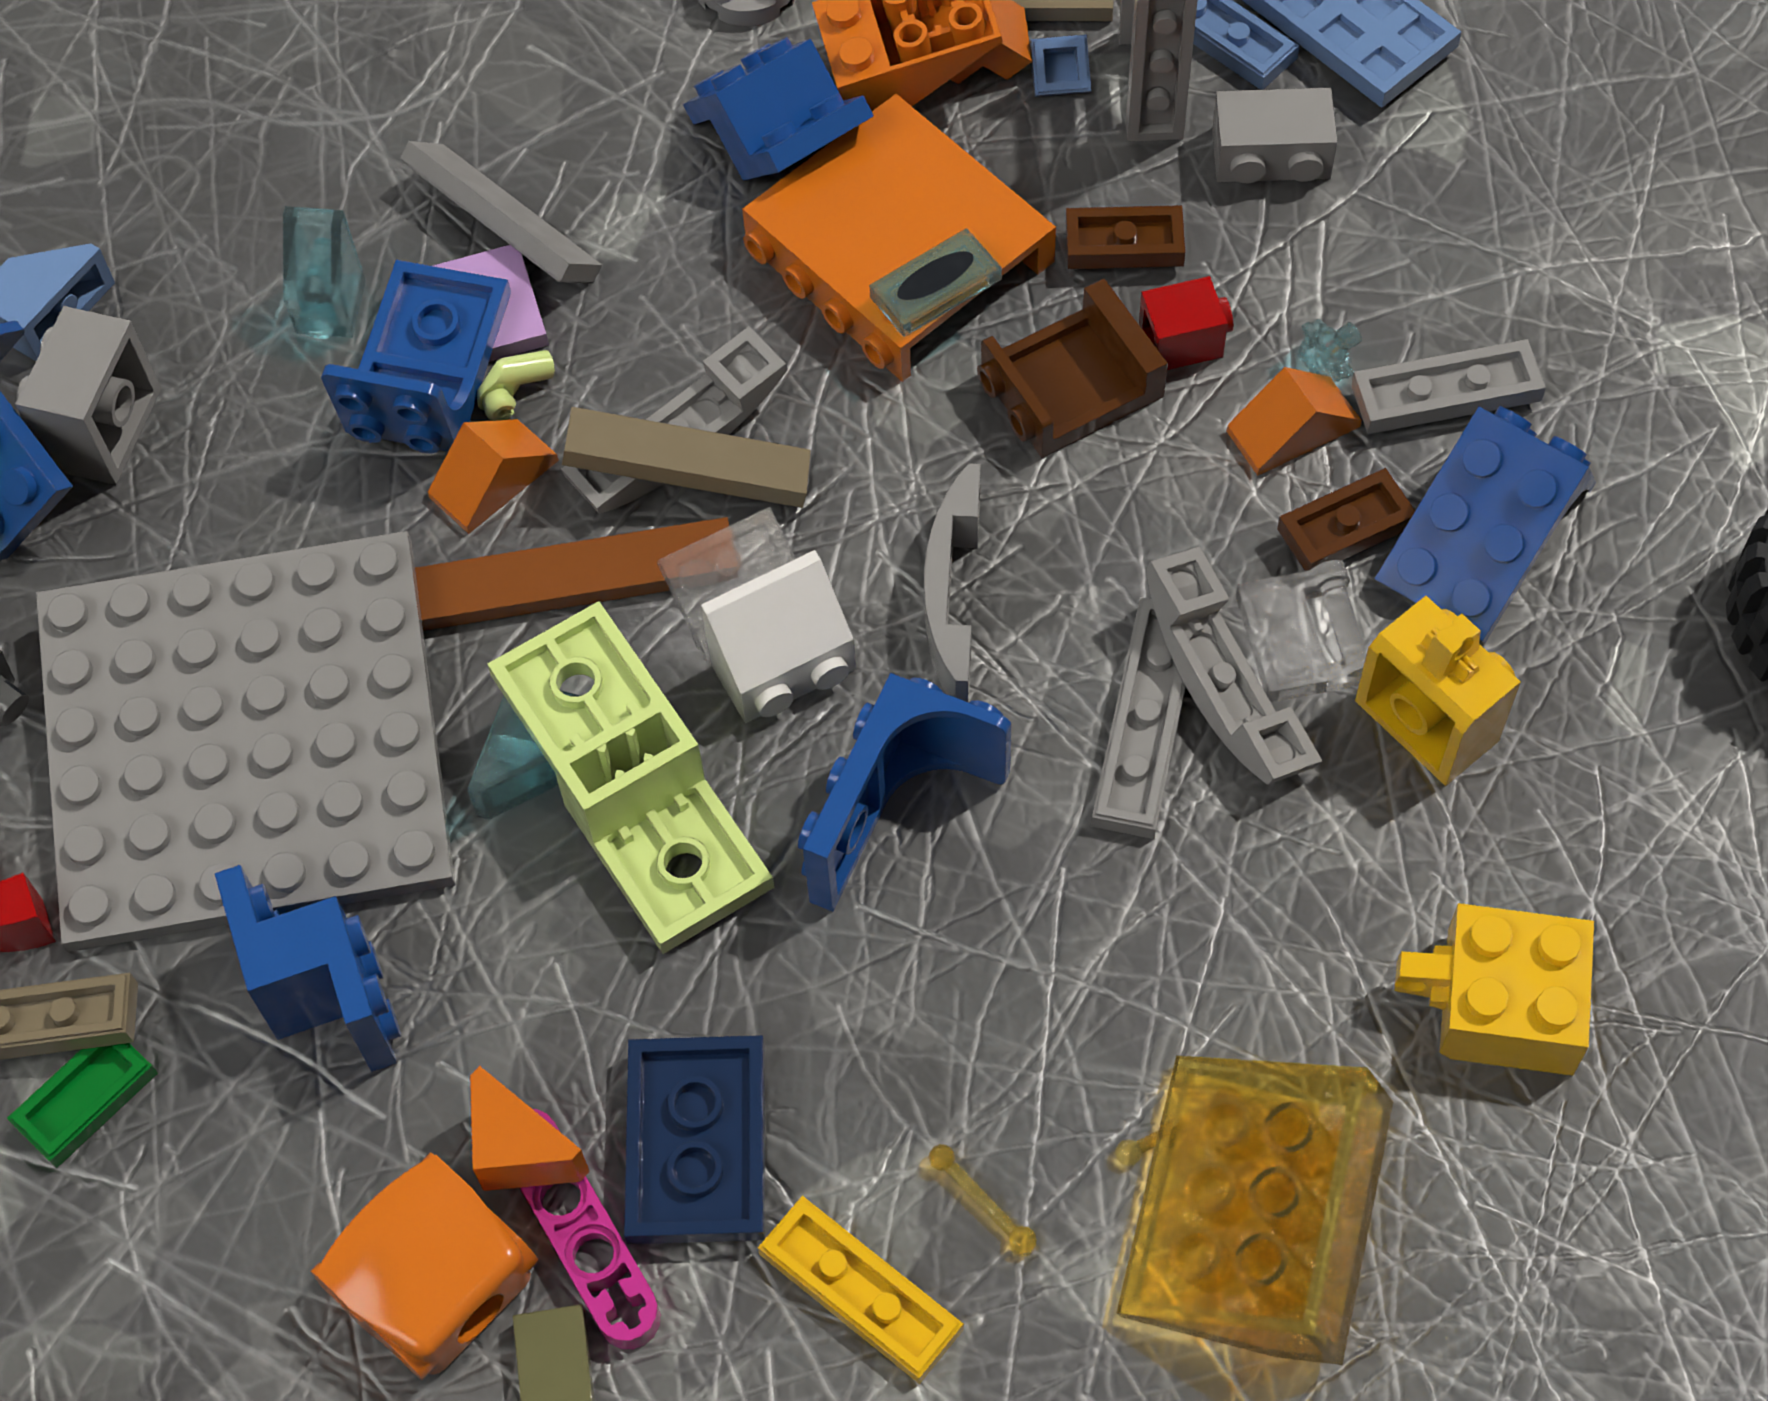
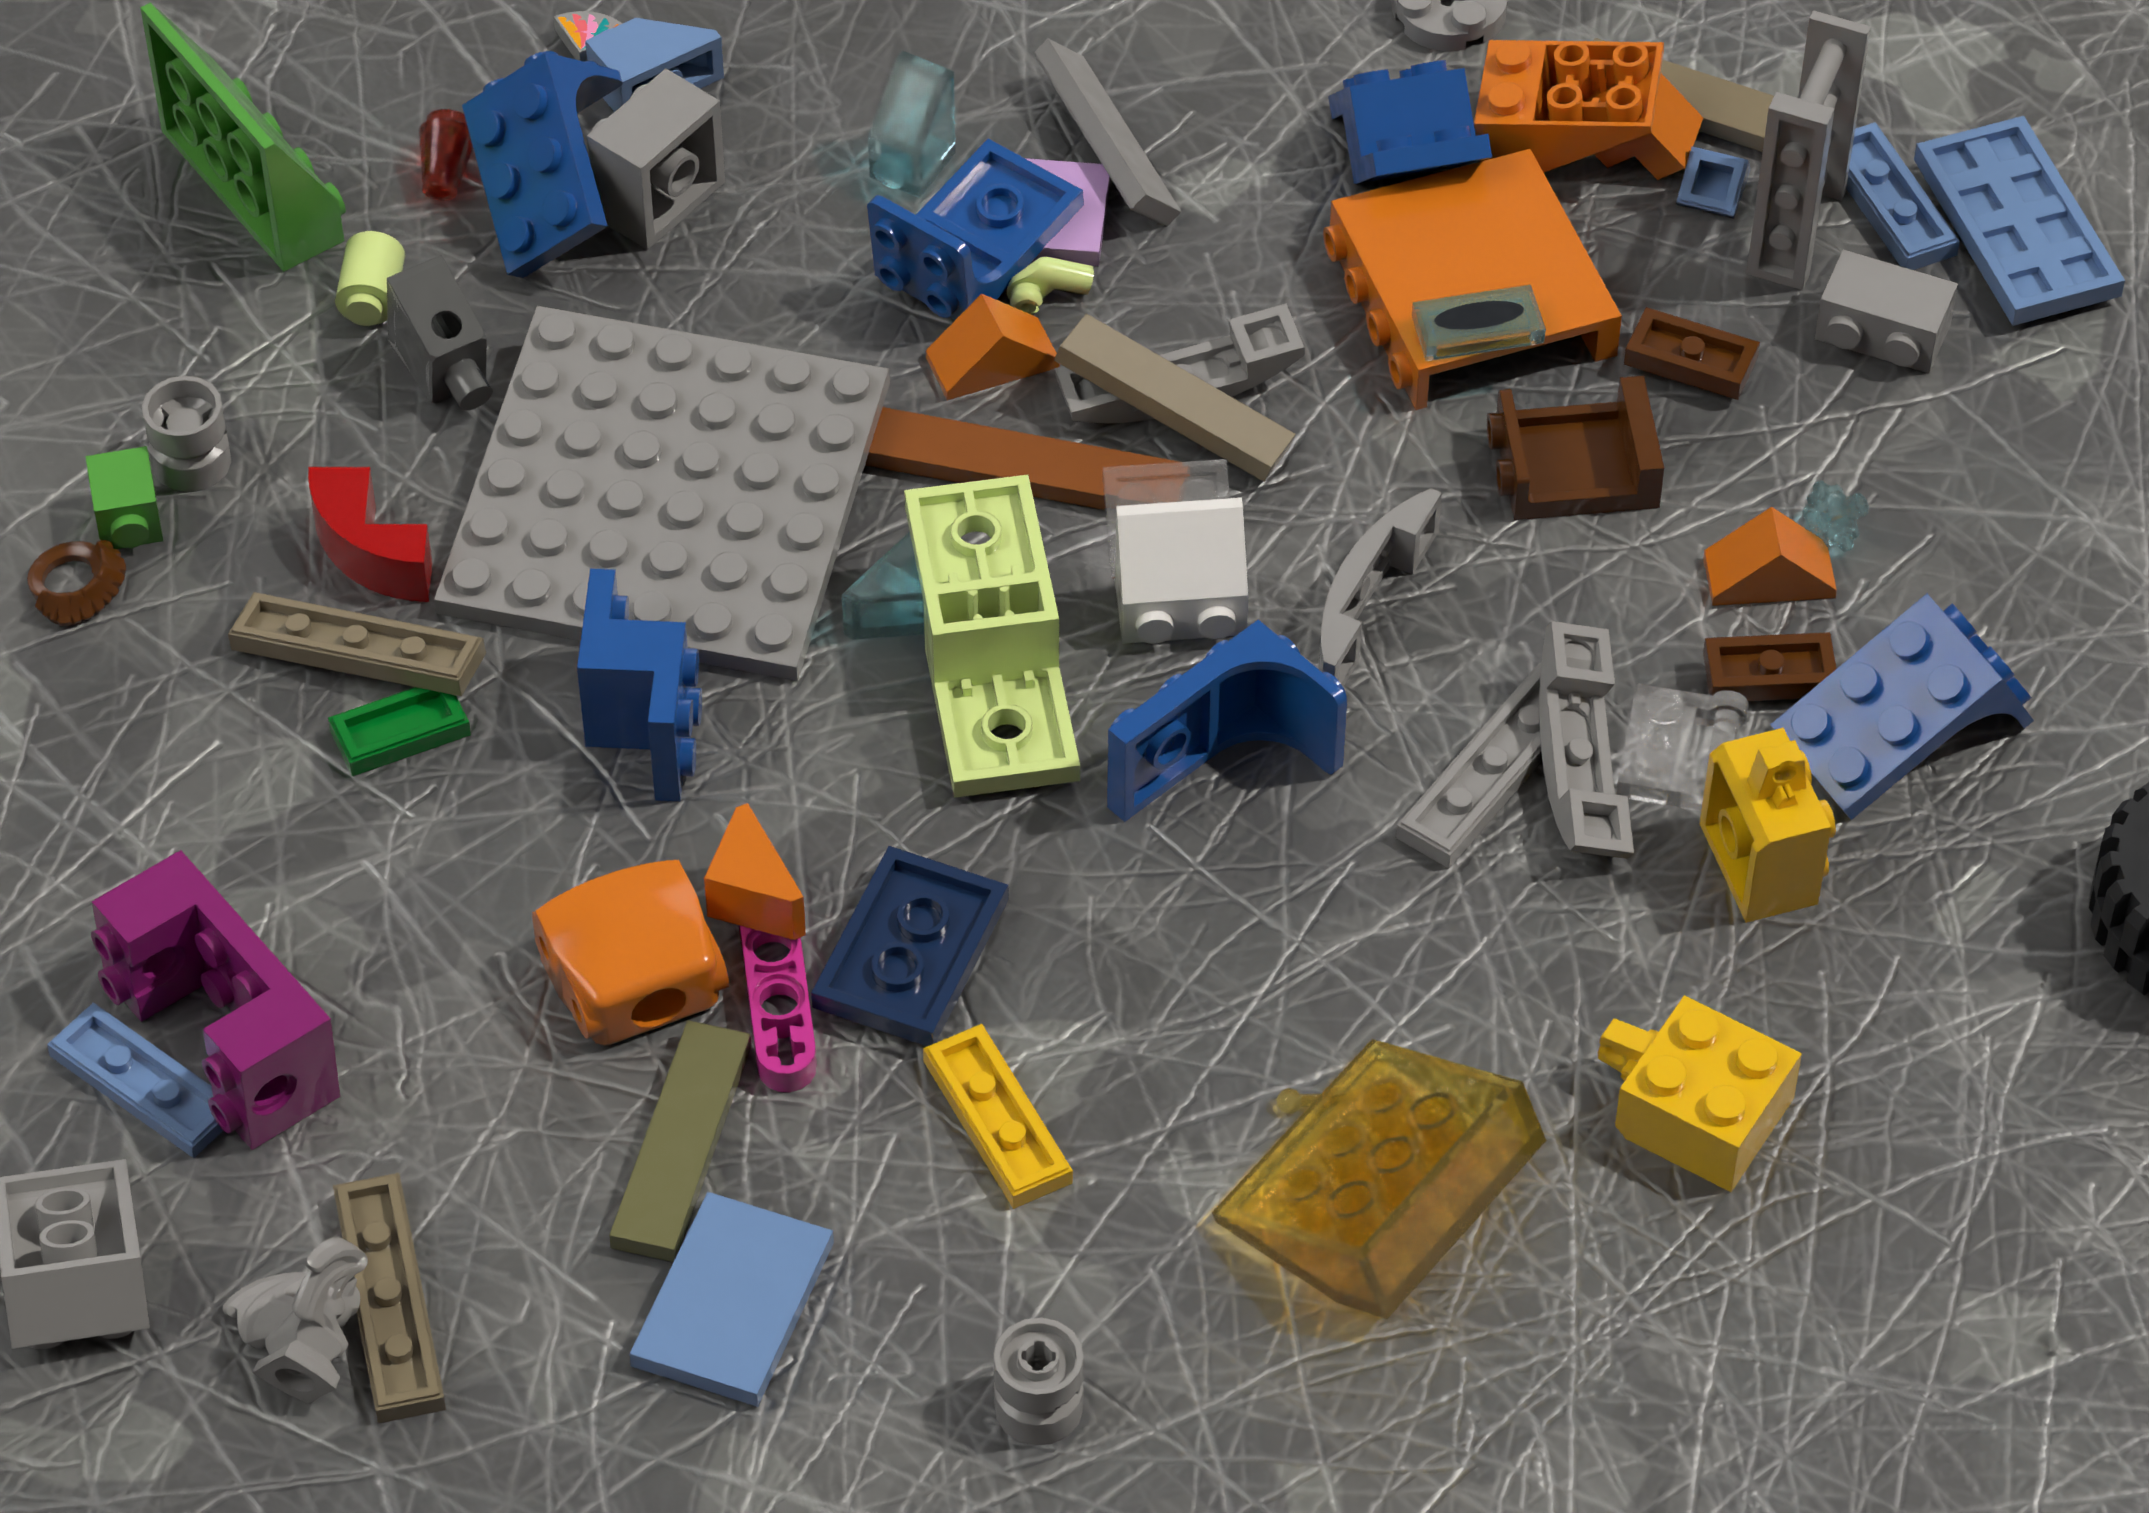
camera: 20 degrees right, 10 degrees down
(1021, 1239) = (1158, 1131): clear yellow hinge -> none
(1186, 321) = (1707, 446): red brick -> none
(1447, 386) = (1897, 579): light grey plate -> none

